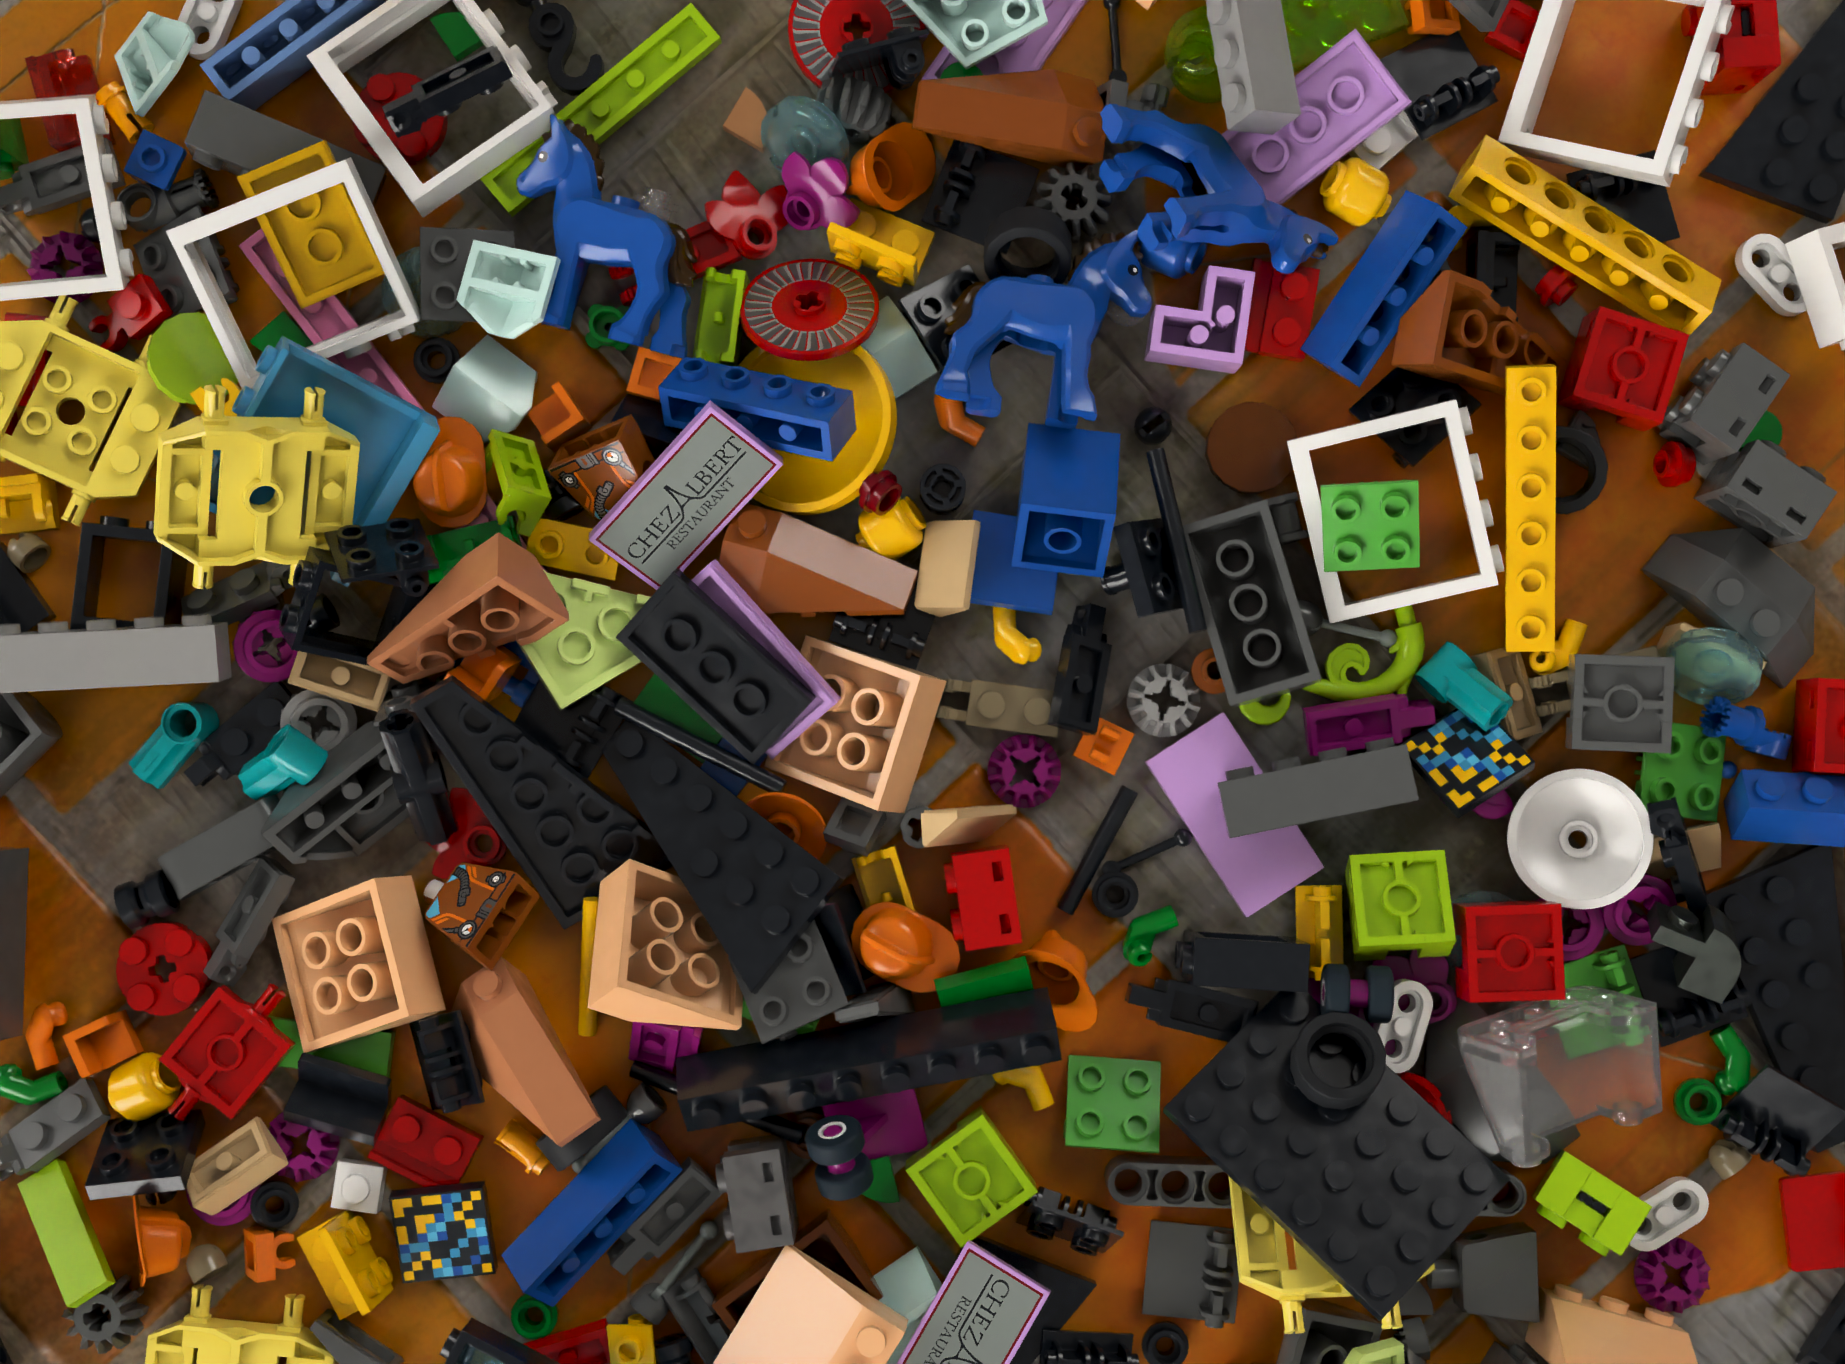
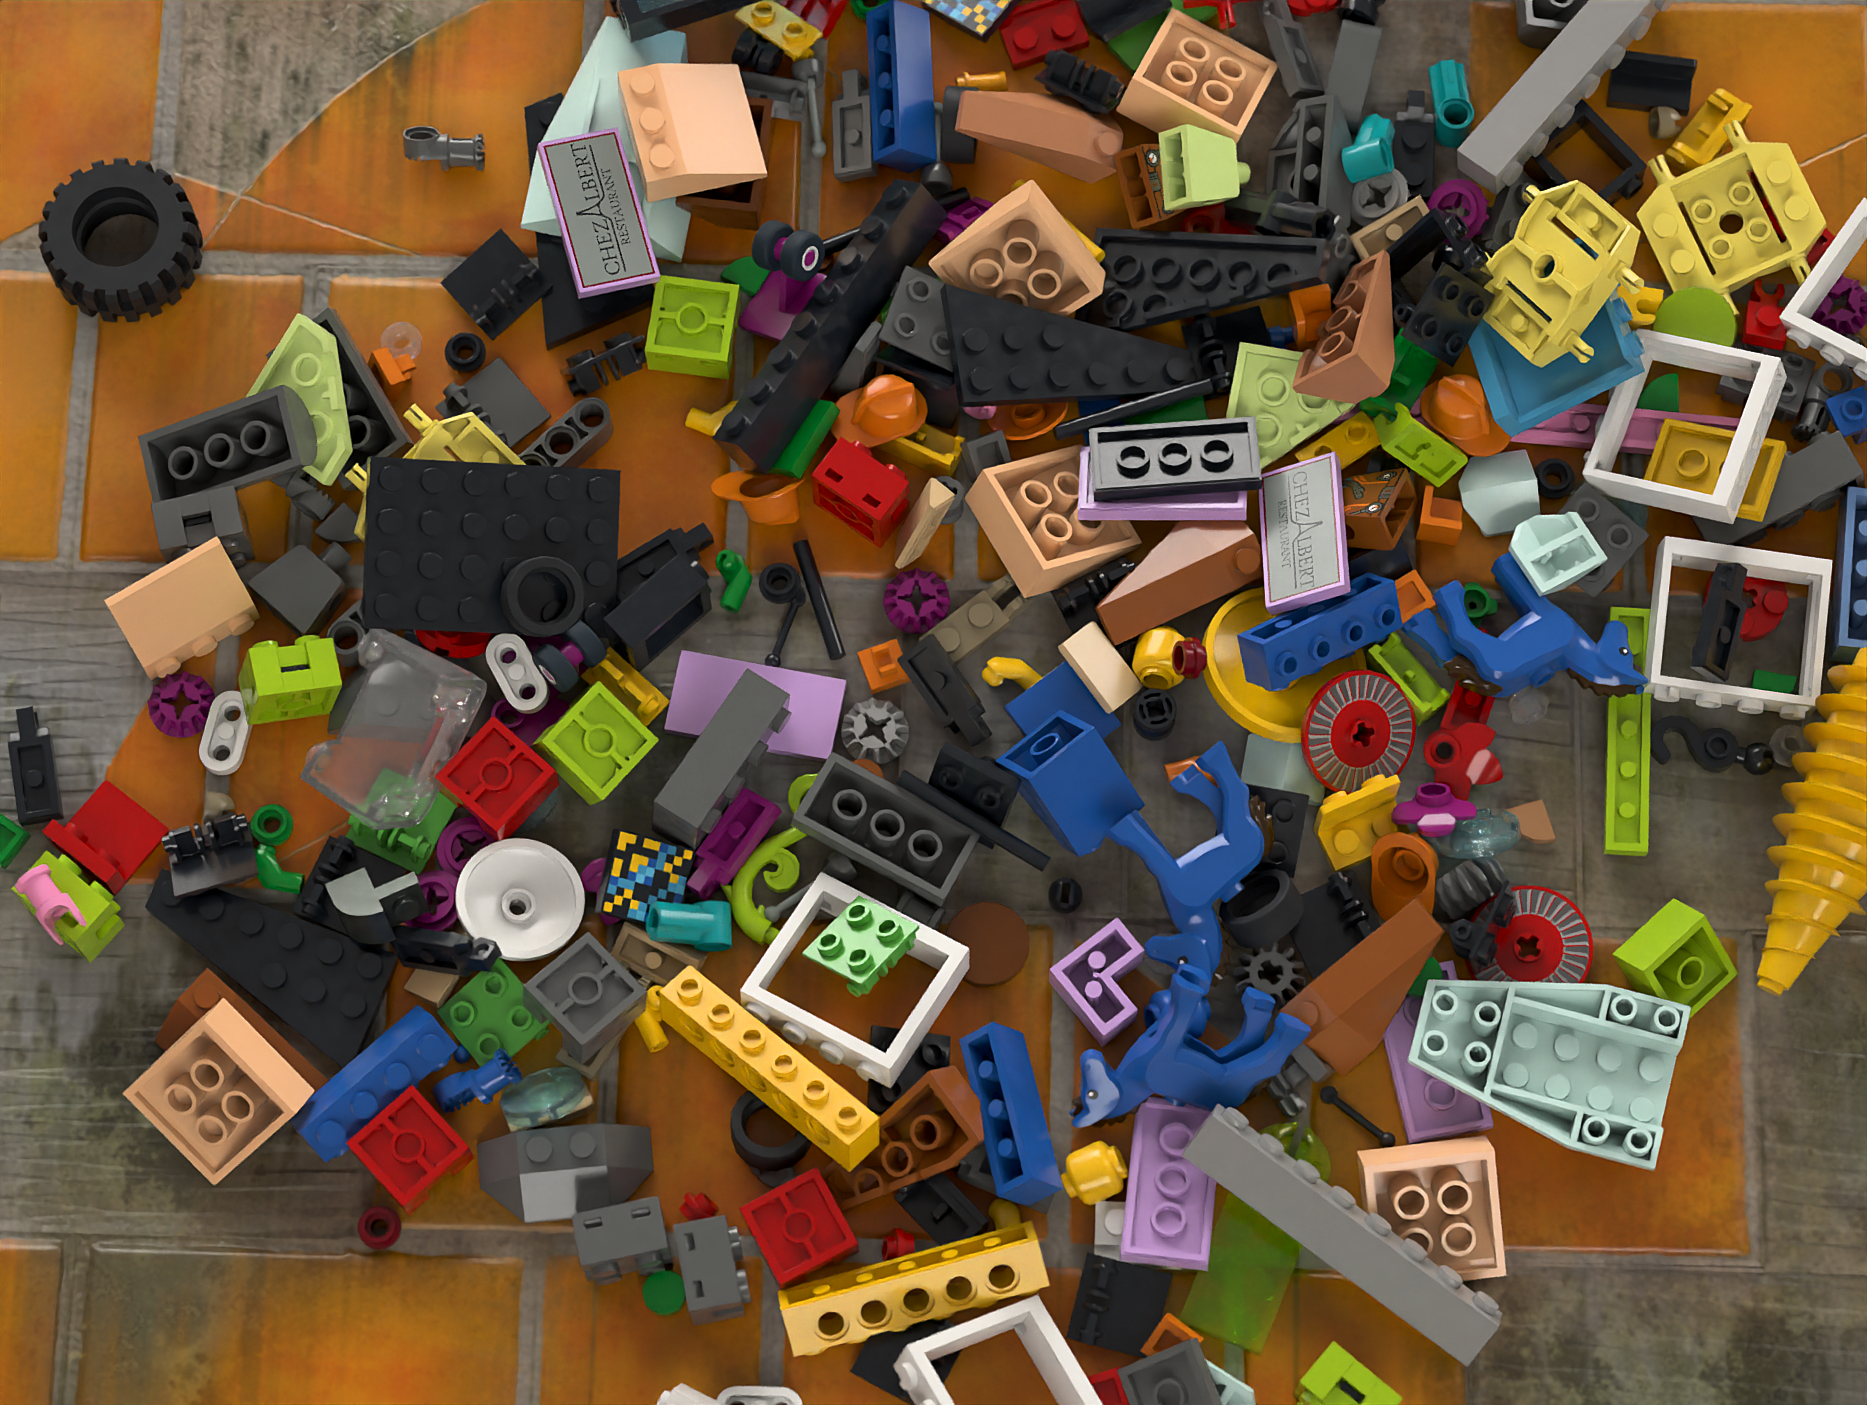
camera: 135 degrees right, 15 degrees down
(438, 883) = (1199, 168): none -> yellowish green torso
(759, 1194) = (812, 190): flat silver piece -> none
(1113, 1104) = (650, 455): bright green hinge -> none
(1281, 311) = (1055, 1047): red plate -> none

